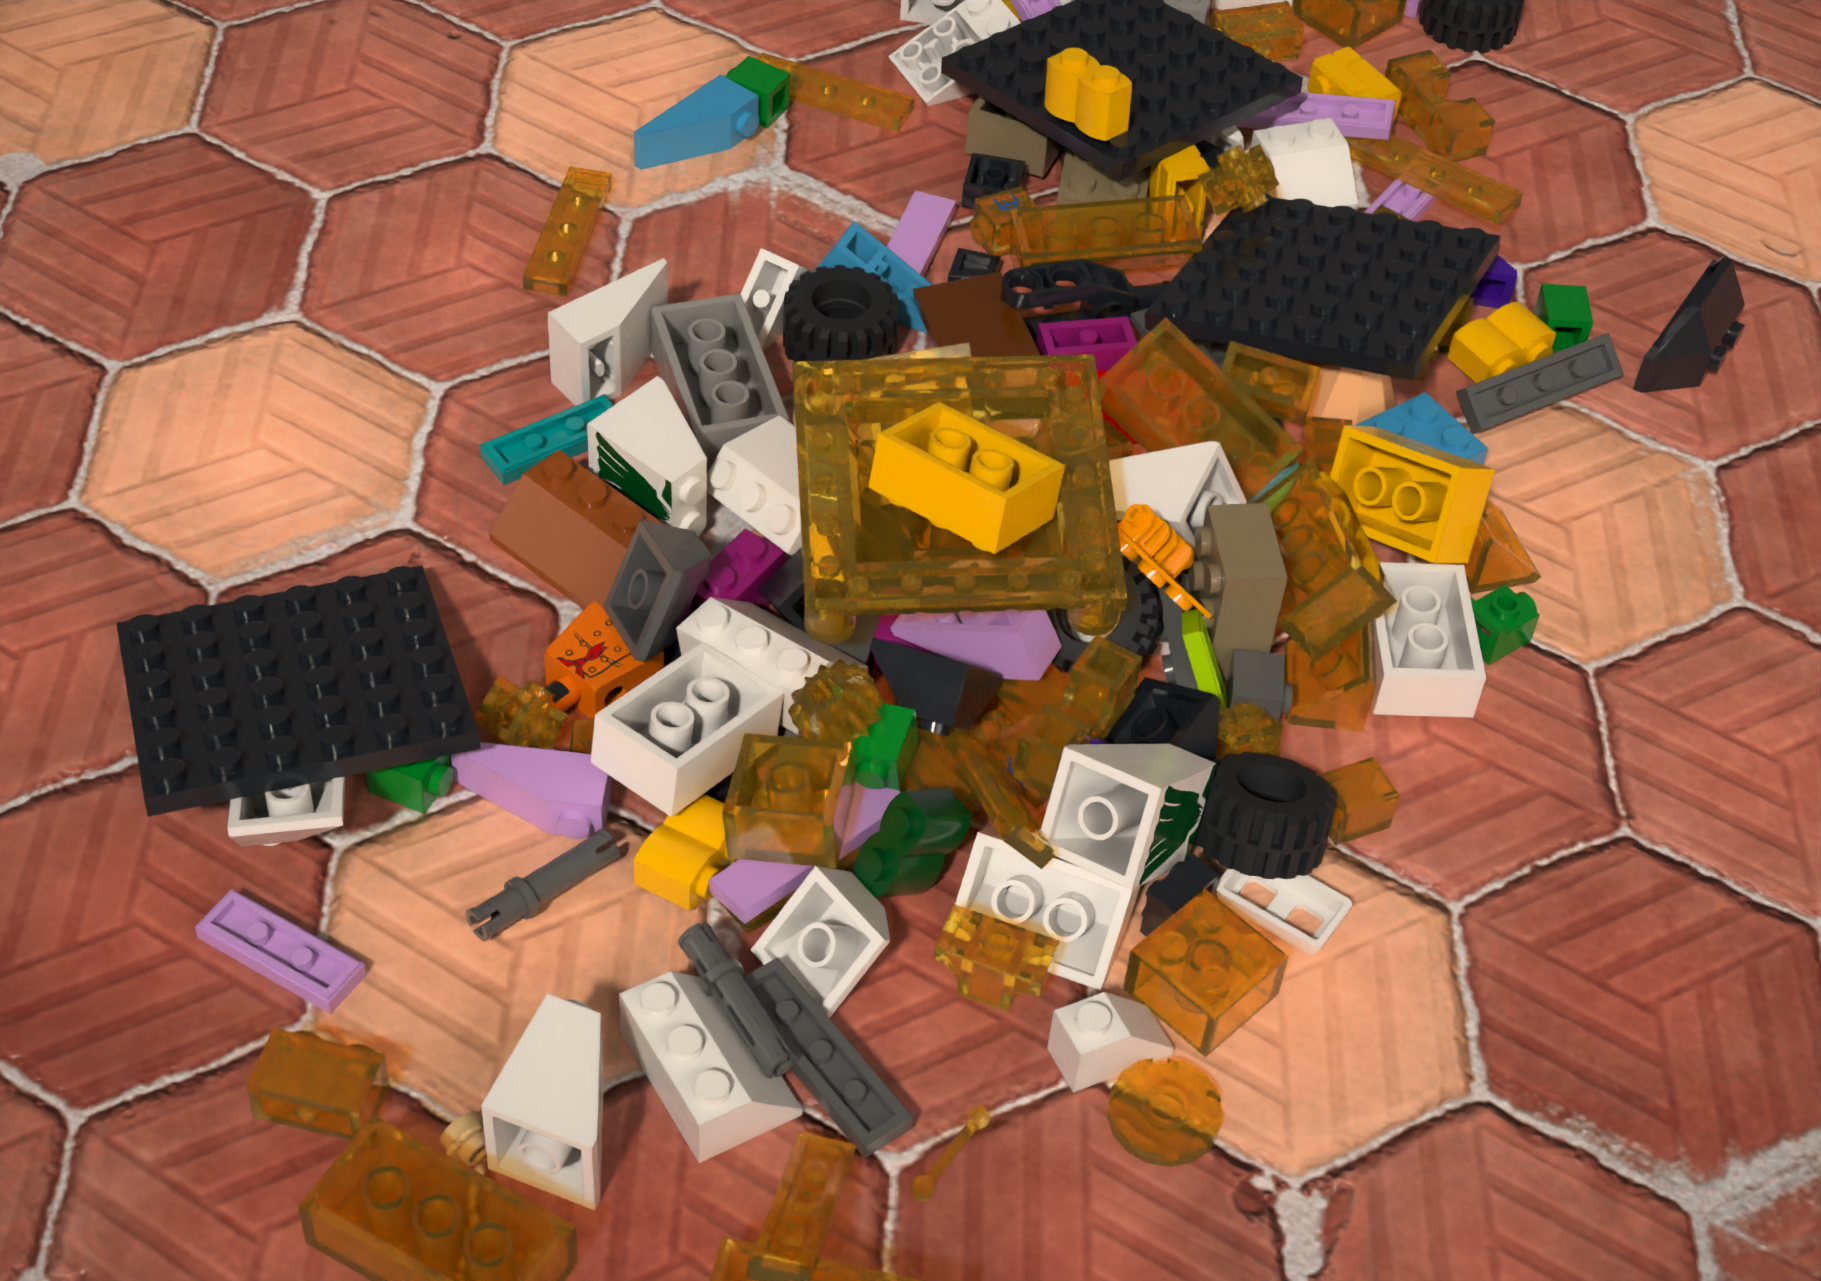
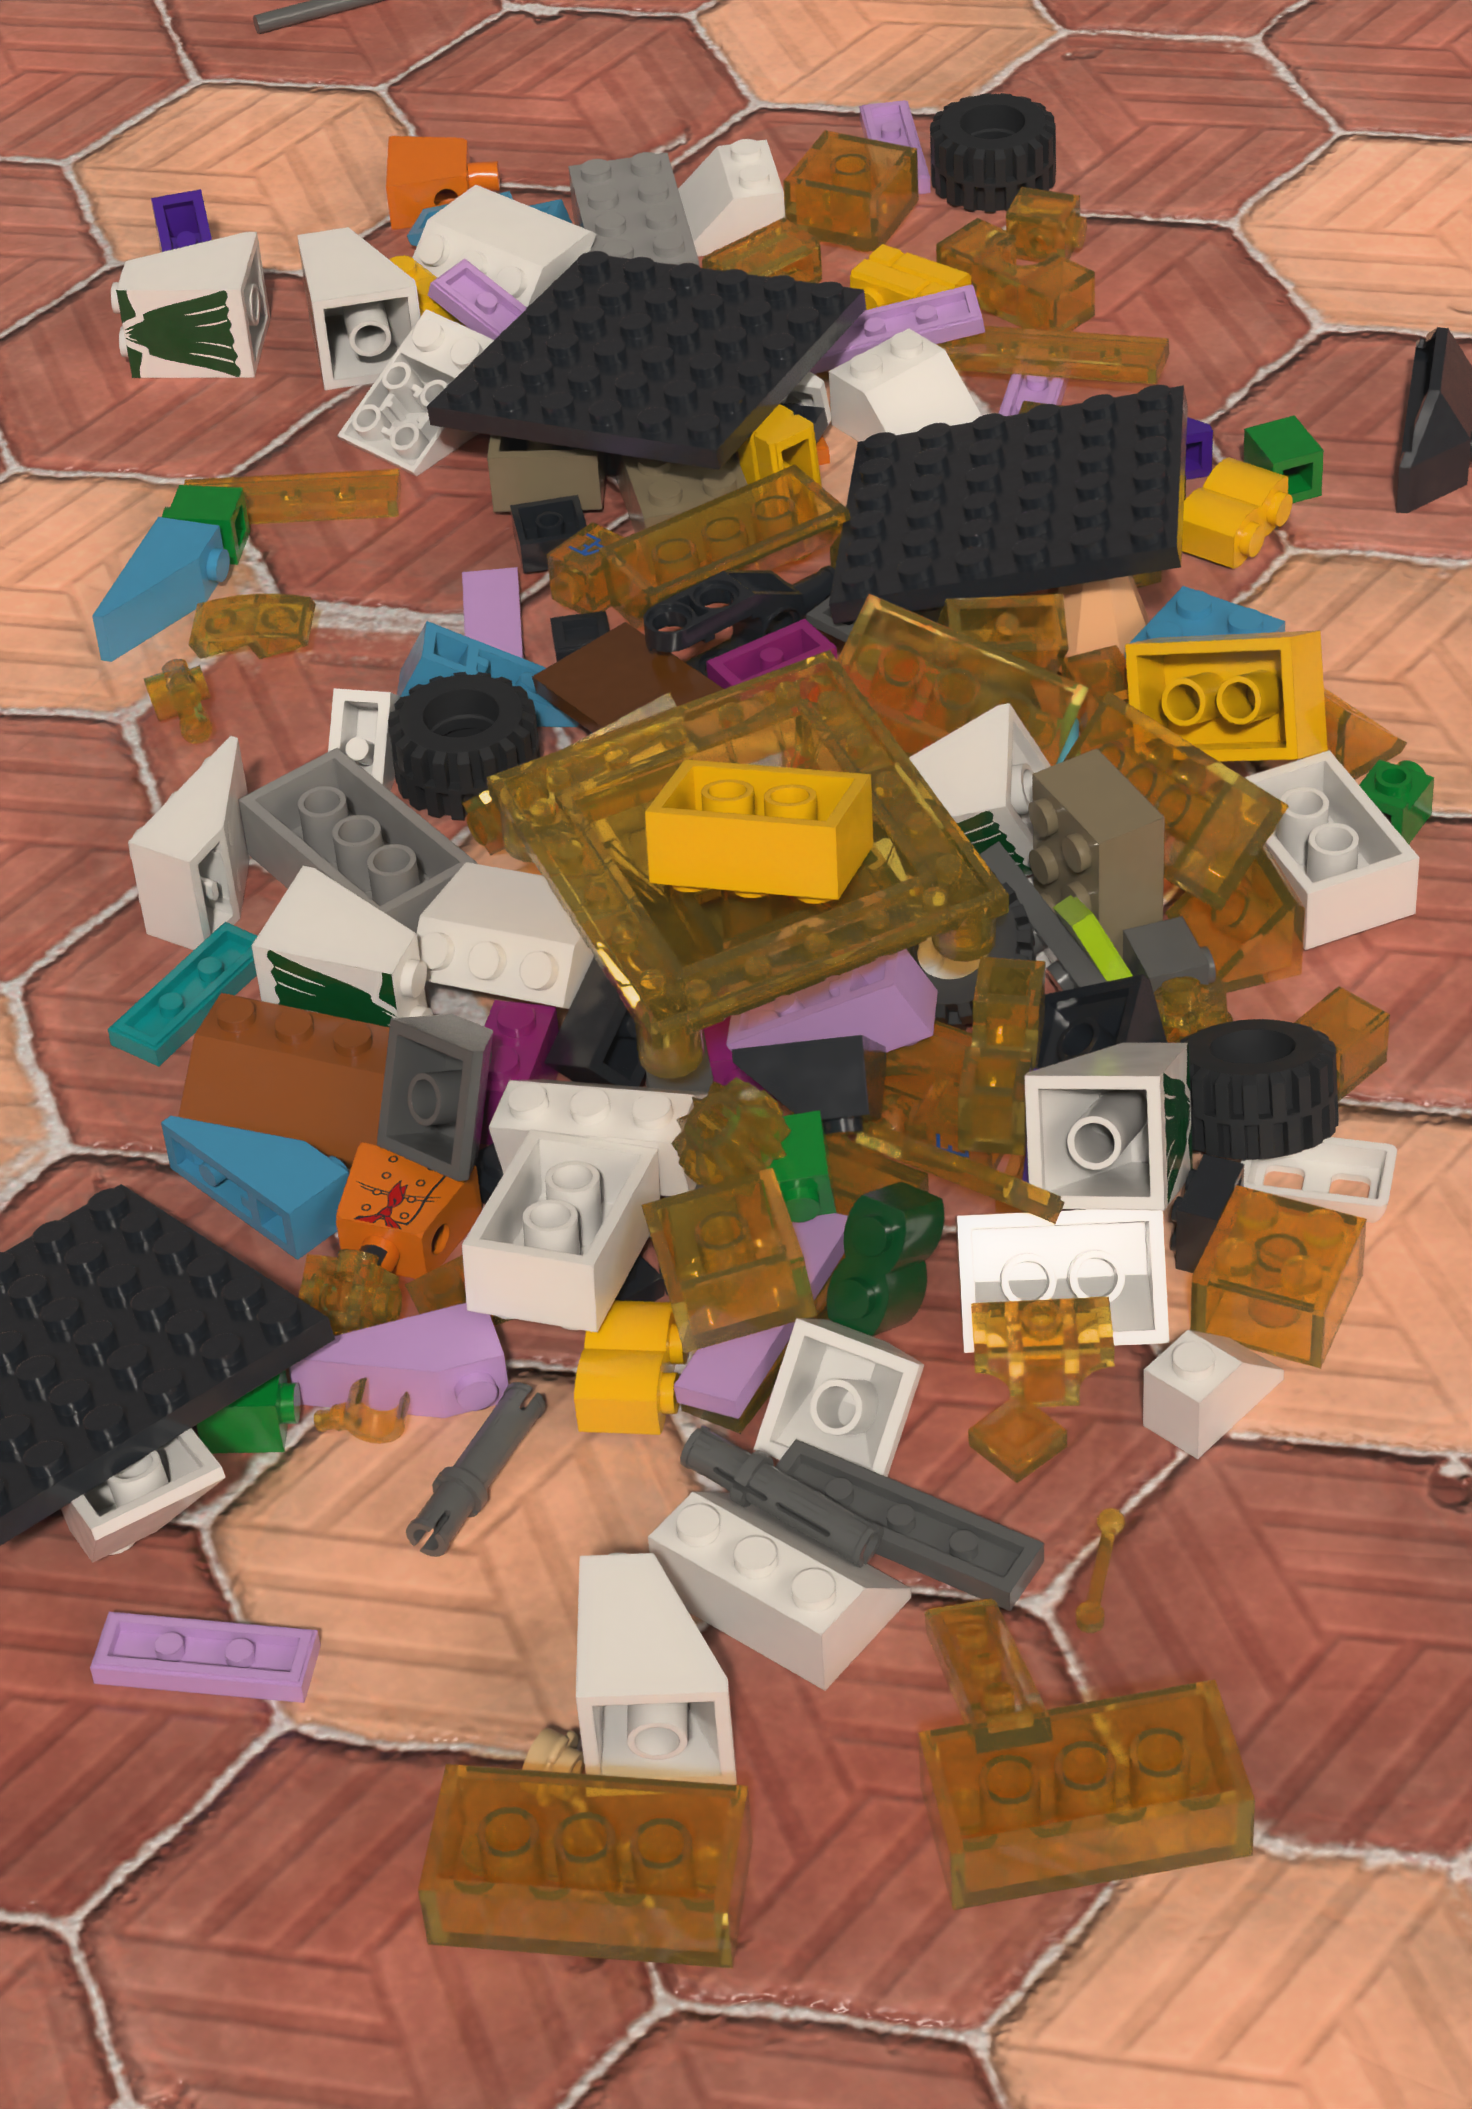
camera: 15 degrees left, 5 degrees down
(317, 1084) = (346, 1773): clear yellow brick -> none
(488, 812) = (363, 1421): none -> clear yellow piece
(520, 600) = (262, 1178): none -> dark azure slope
(567, 231) = (67, 759): clear yellow tile -> none
(668, 212) = (180, 693): none -> clear yellow plate
(750, 176) = (262, 621): none -> clear yellow slope
(946, 1021) = (1017, 1438): none -> clear yellow tile
(1088, 94) = (639, 382): yellow brick -> none
(1162, 552) = (1009, 848): light orange hinge -> none
(1165, 1112) = (1310, 1438): clear yellow tile -> none
(1239, 179) = (856, 423): clear yellow brick -> none
(1481, 72) = (1045, 224): none -> clear yellow brick
(1539, 383) = (1296, 537): dark grey plate -> none

